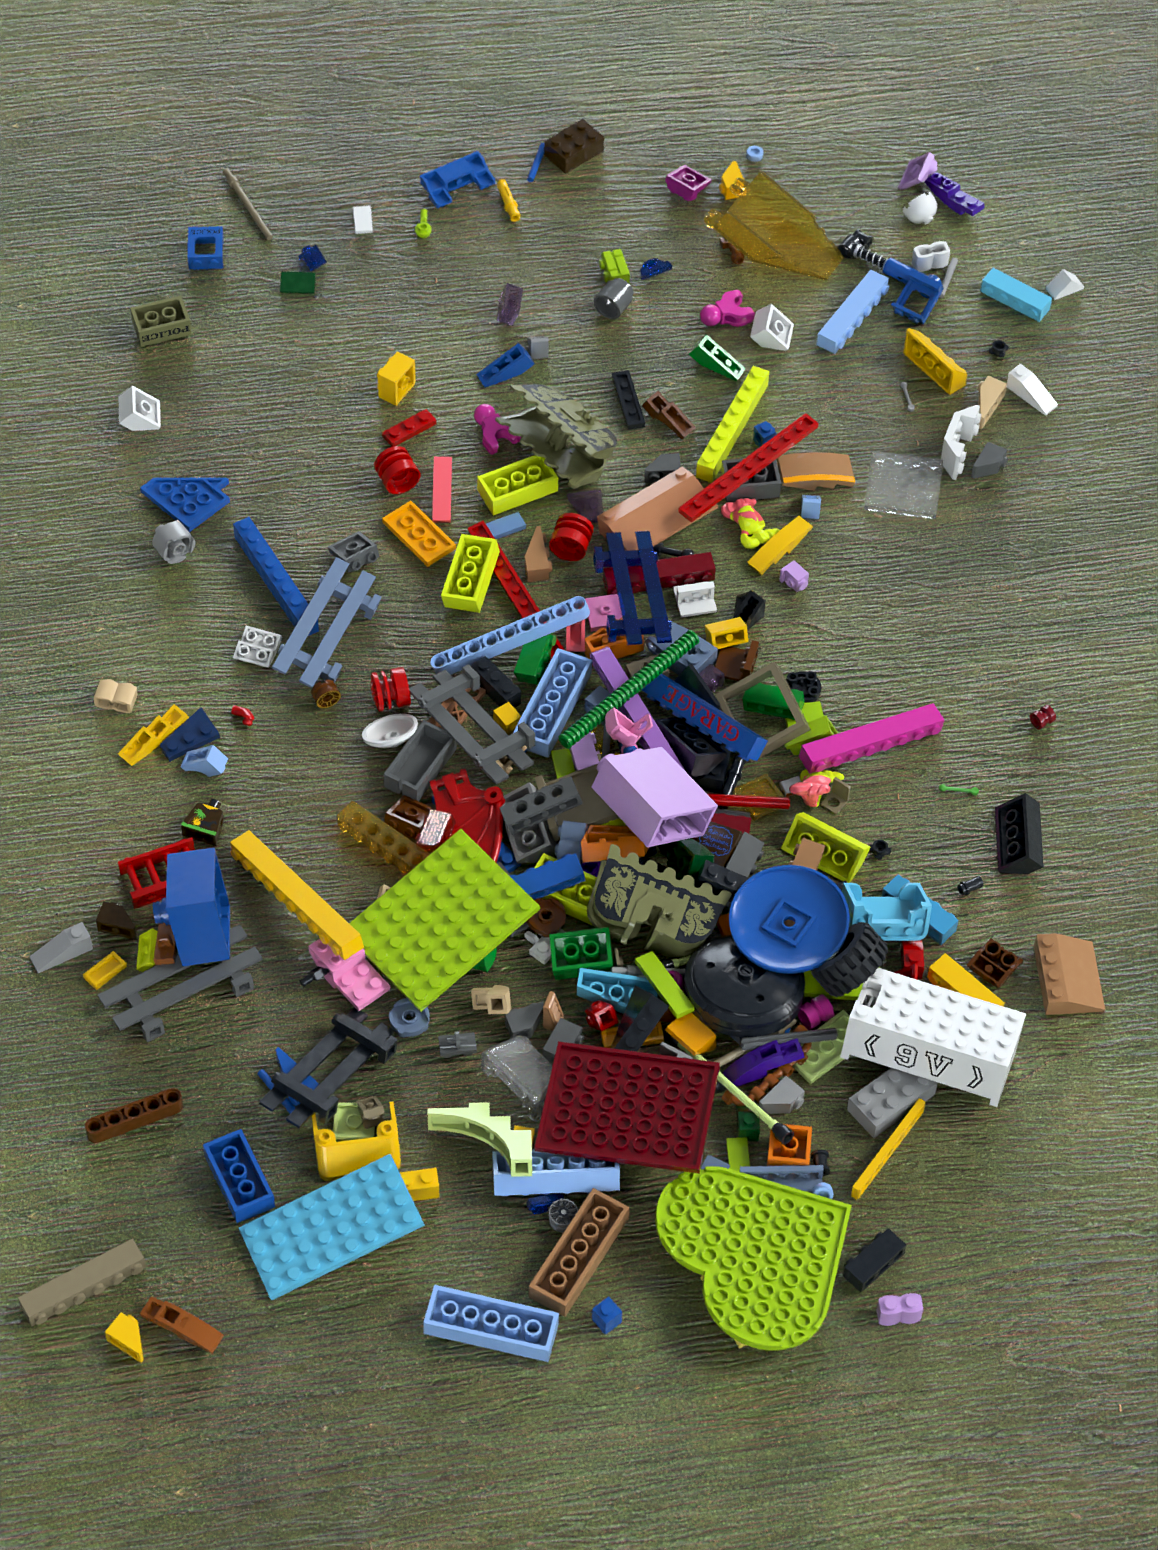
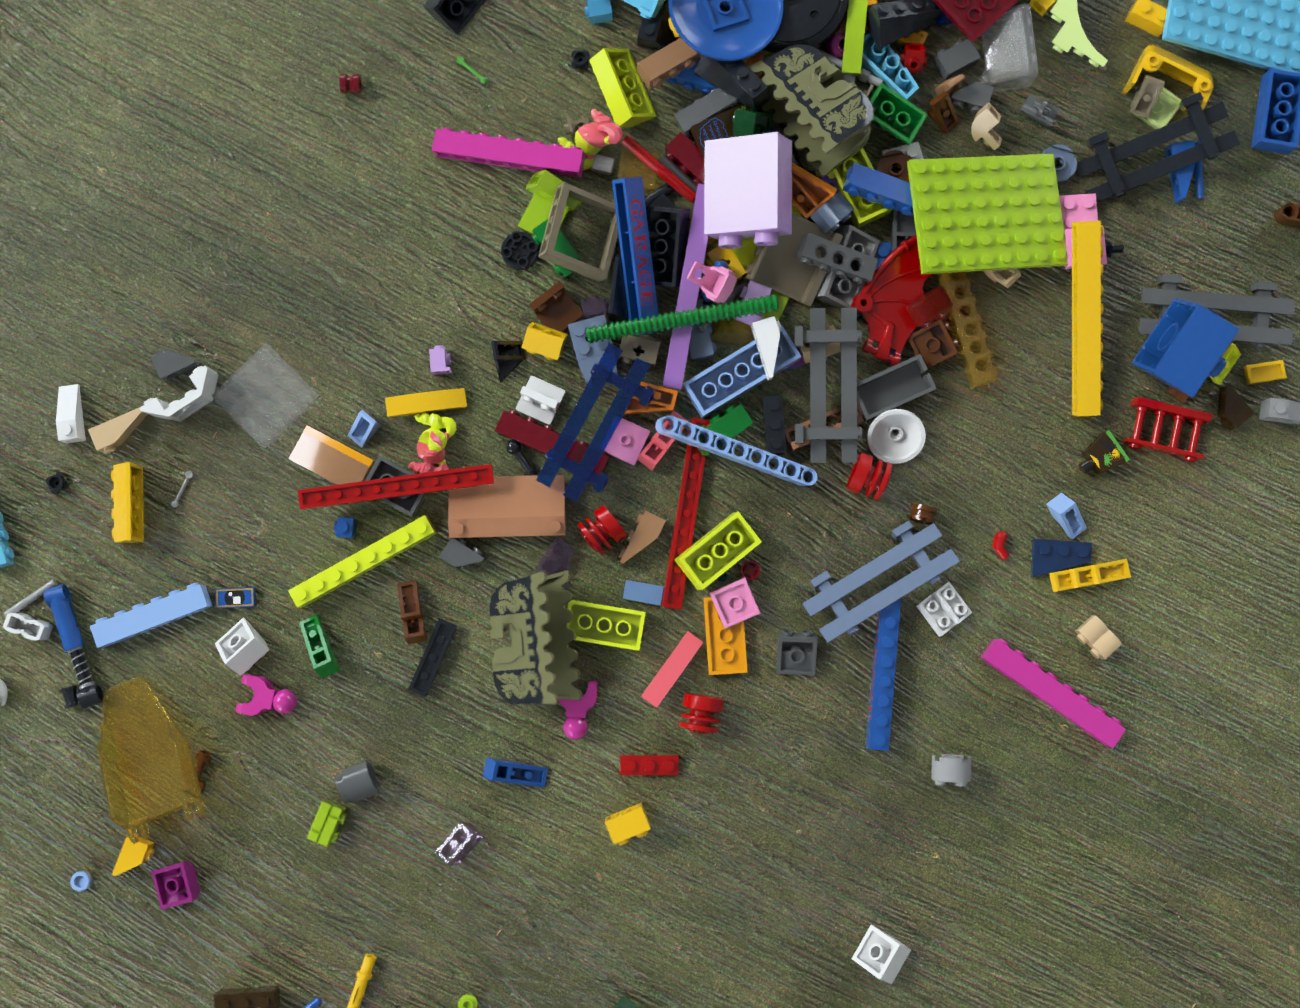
camera: 145 degrees left, 30 degrees up
(126, 638) = (1053, 693): none -> dark pink brick
(187, 498) = (902, 818): blue wing -> none
(428, 549) = (735, 603): none -> bright pink plate
(434, 582) = (751, 568): none -> dark red wheel
(506, 717) = (788, 384): yellow brick -> none
(538, 347) = (465, 781): light grey slope -> none
(539, 990) = (943, 112): none -> reddish brown slope
(547, 717) = (767, 336): none -> white slope
(654, 267) = (288, 800): clear blue plate -> none
(805, 356) = (235, 597): none -> tile
(923, 285) = (66, 592): blue window -> none

